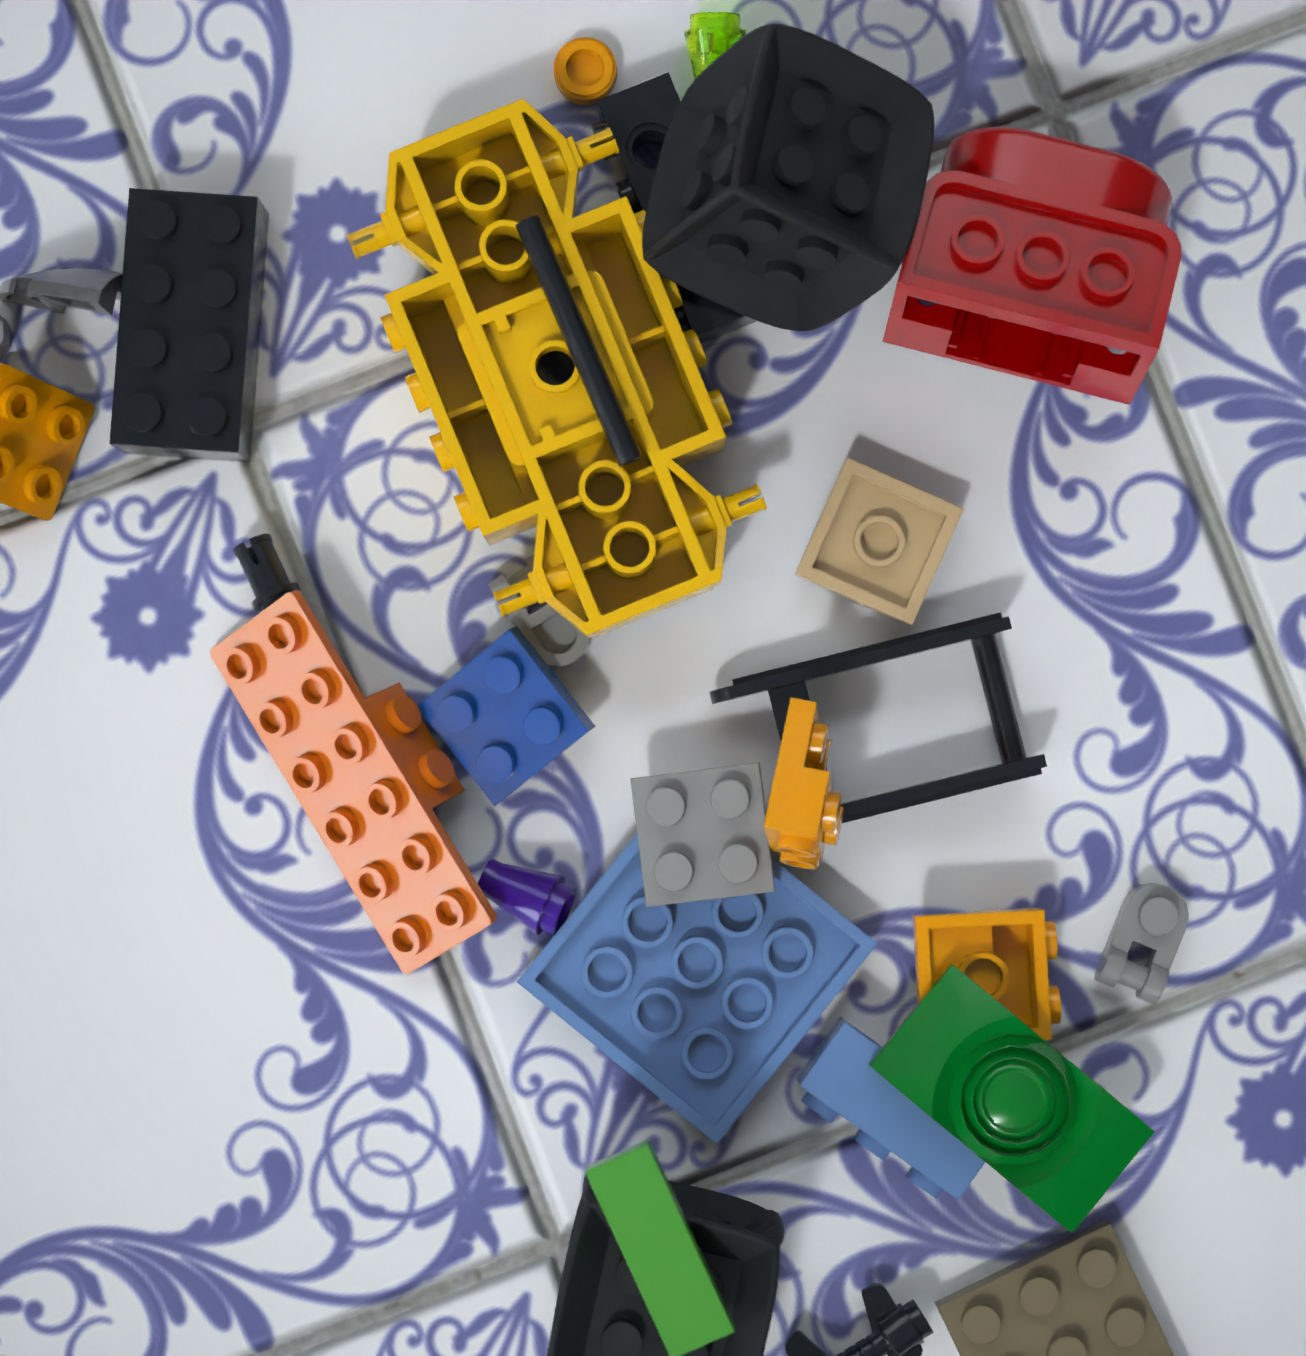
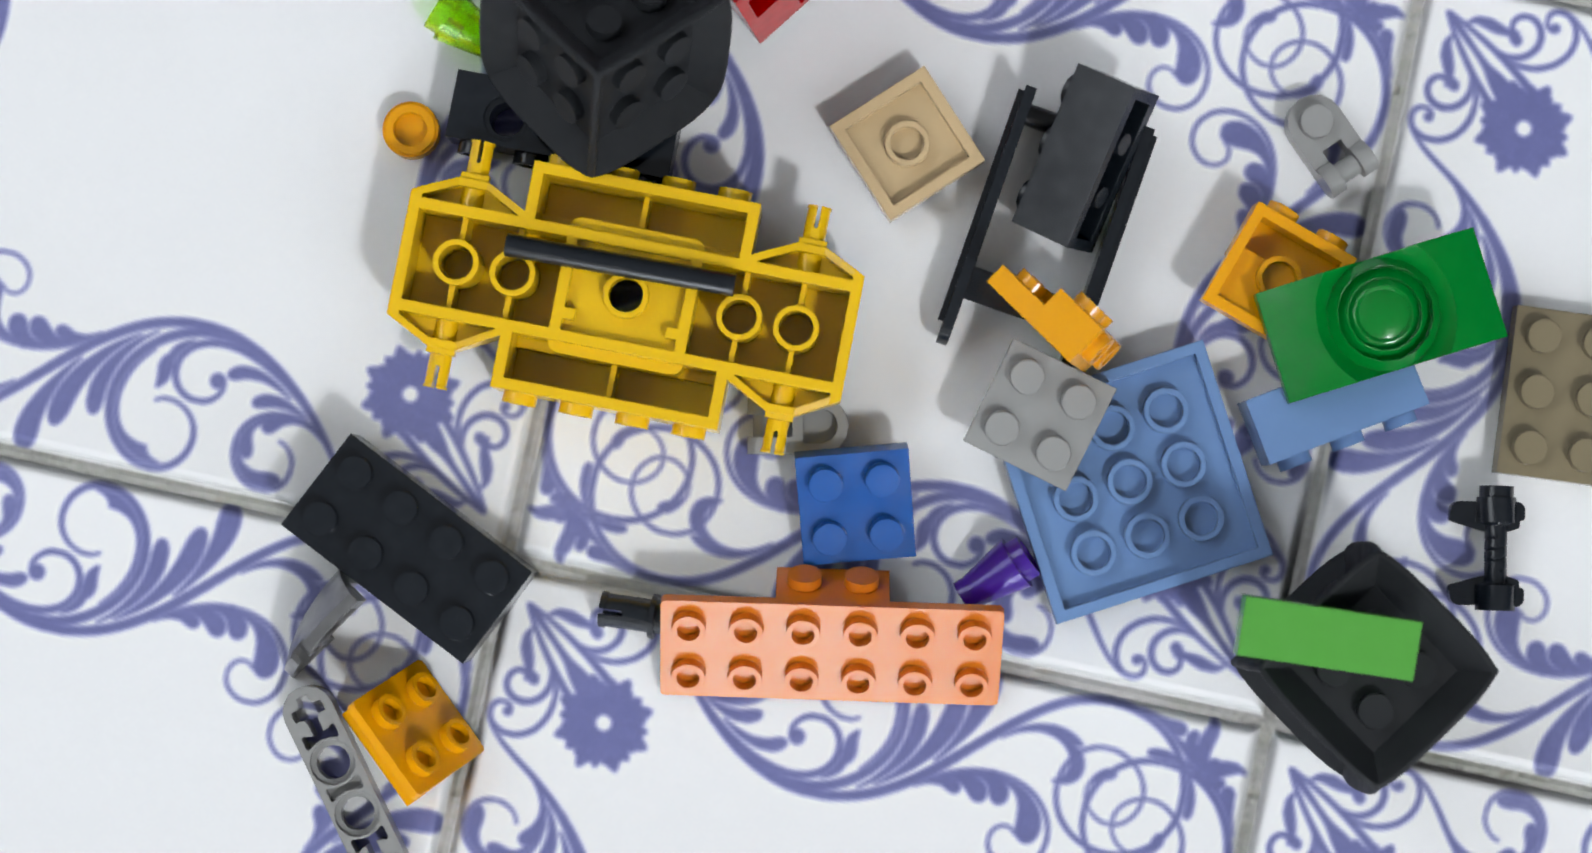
camera: 55 degrees left, 0 degrees up
(974, 717) = (1084, 158): none -> black brick

